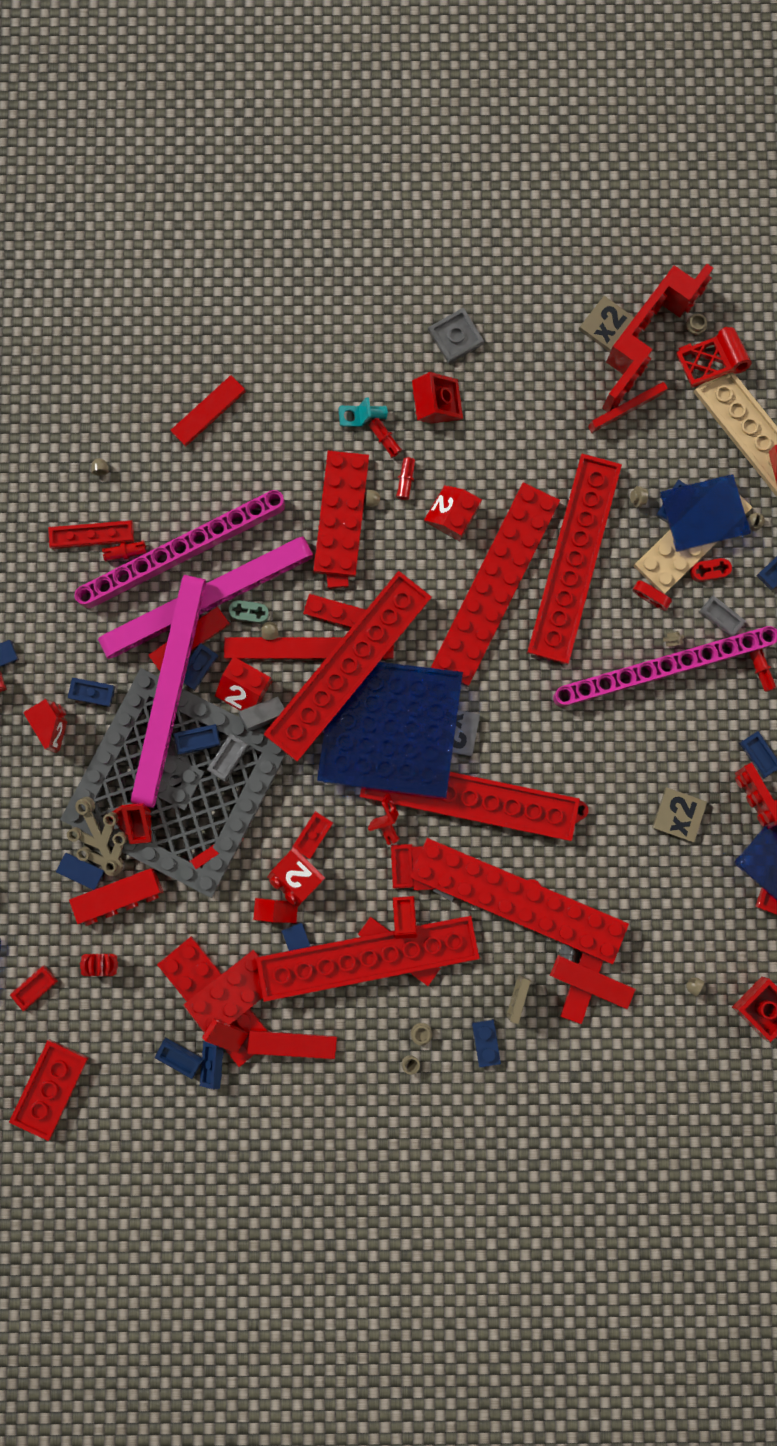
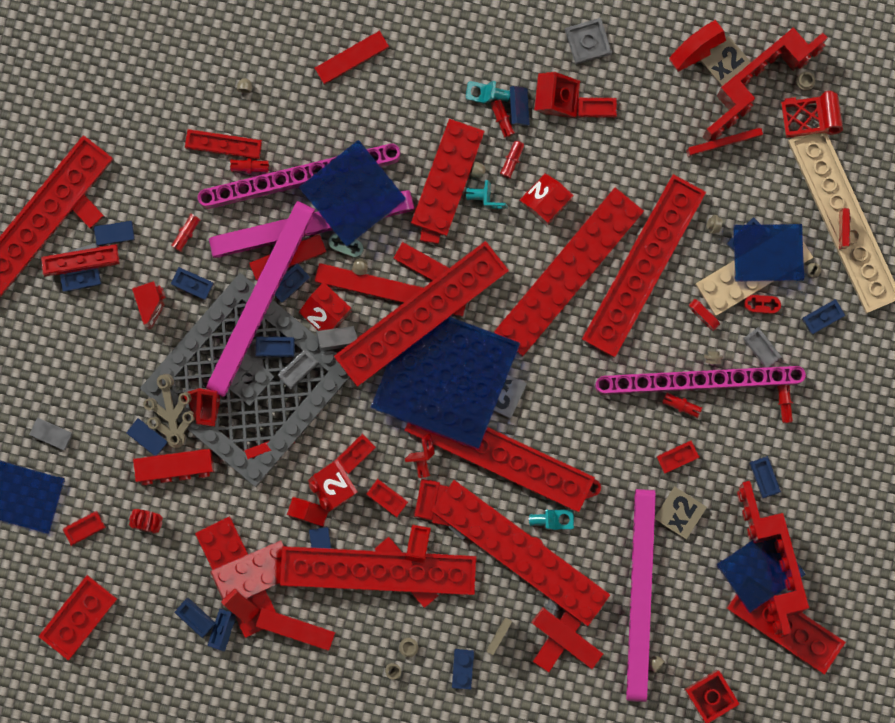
camera: 15 degrees right, 0 degrees up
(72, 638) = (185, 232): none -> red pin
(242, 553) = (352, 193): none -> clear blue plate
(358, 875) = (387, 498): none -> red plate
(385, 523) = (484, 194): none -> teal bracket
(400, 419) = (519, 106): none -> dark blue tile
(483, 403) = (597, 107): none -> red tile
(543, 855) = (551, 519): none -> teal bracket
(575, 312) = (698, 46): none -> red slope
(653, 698) = (682, 405): none -> red pin
(660, 916) = (640, 595): none -> dark pink beam
(662, 755) = (677, 457): none -> red plate

